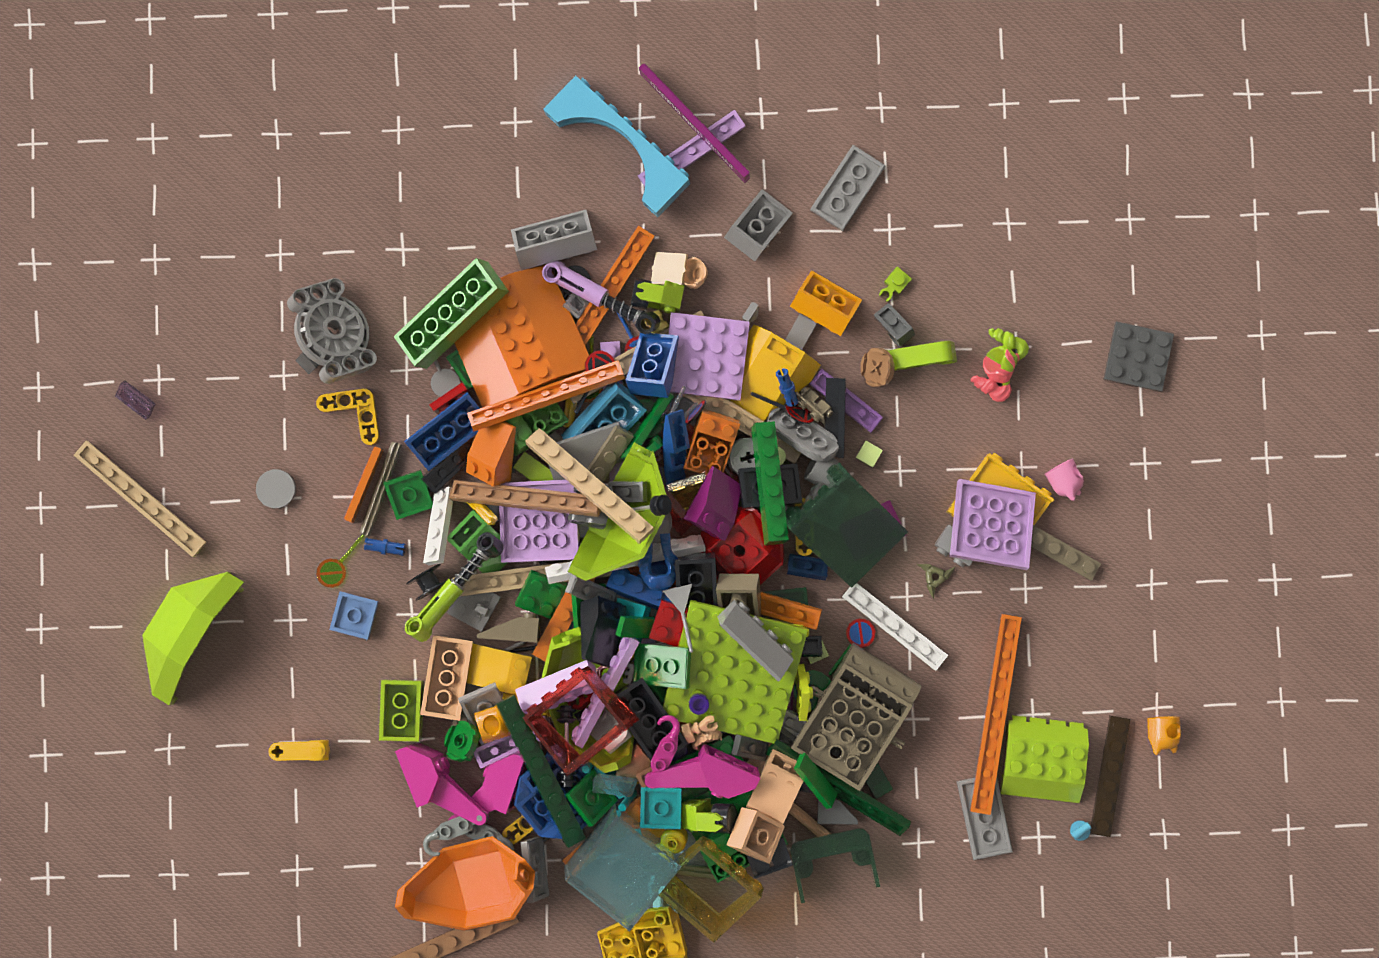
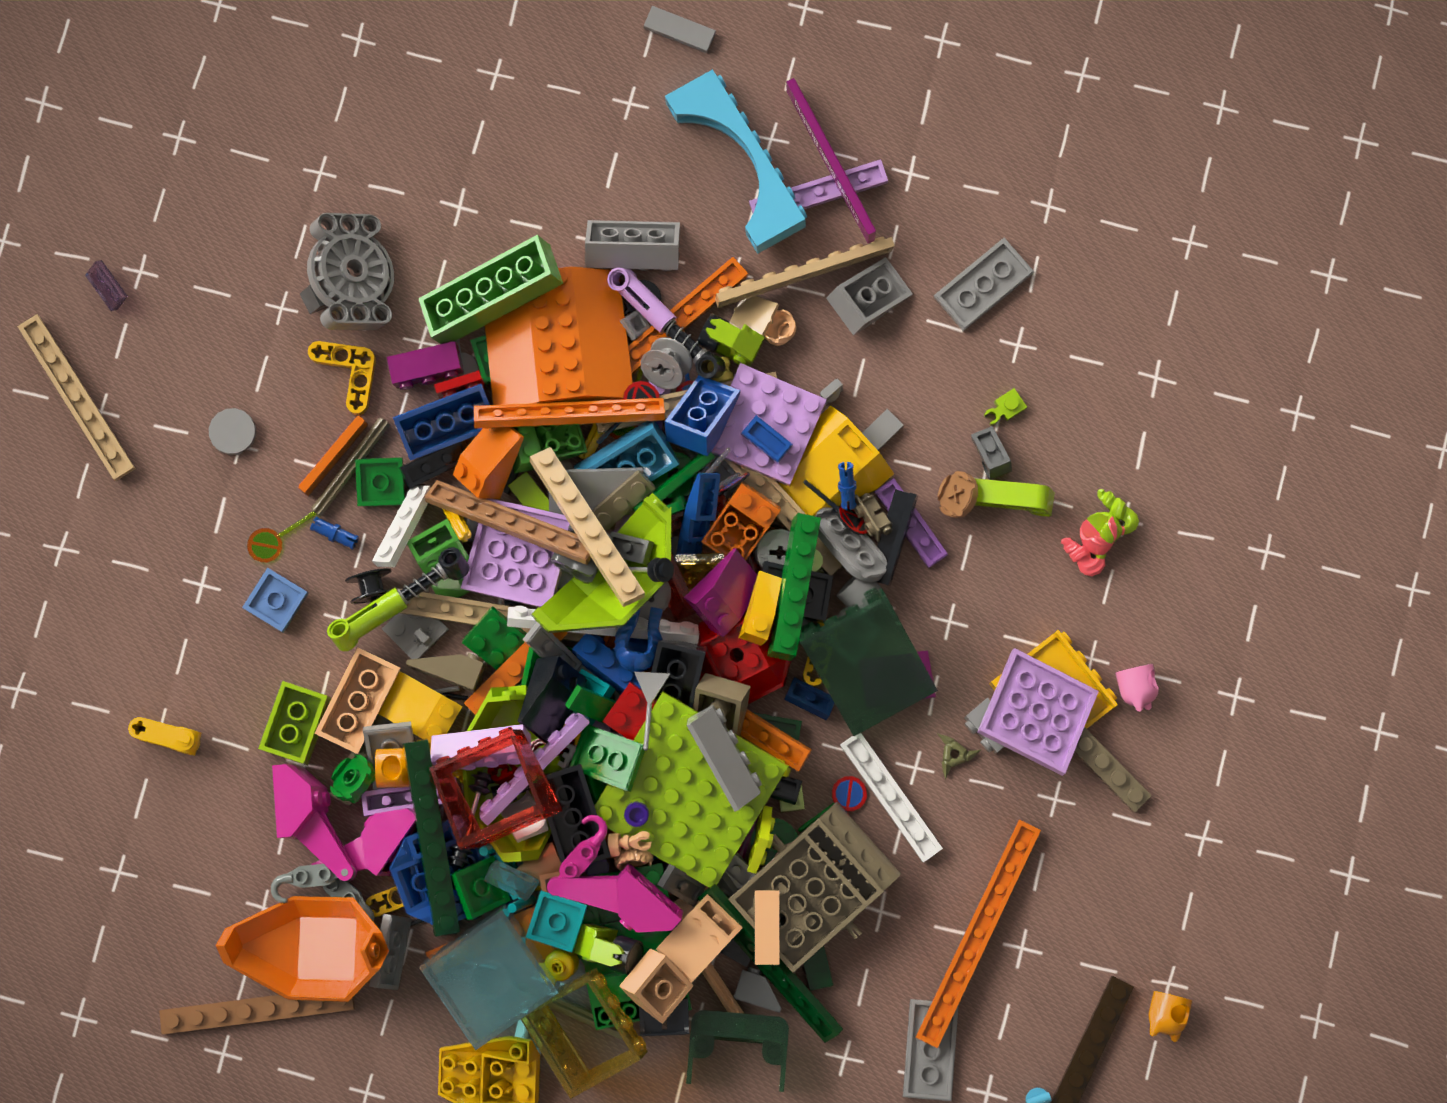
camera: 15 degrees right, 5 degrees down
(181, 626) = (72, 553): lime panel -> none
(416, 389) = (425, 365): none -> magenta brick
(537, 48) = (679, 29): none -> light grey tile
(607, 334) = (666, 363): none -> light grey piece
(692, 225) = (796, 274): none -> tan plate
(711, 369) = (766, 439): none -> blue tile
(748, 509) = (761, 609): none -> yellow slope
(815, 780) = (744, 944): green tile -> none
(825, 303) = (920, 405): light orange slope -> none
(828, 761) = (767, 927): none -> light nougat tile
(869, 454) = (919, 591): yellowish green tile -> none
(1045, 759) = (1020, 1004): lime slope -> none
(1138, 356) = (1262, 571): dark grey plate -> none

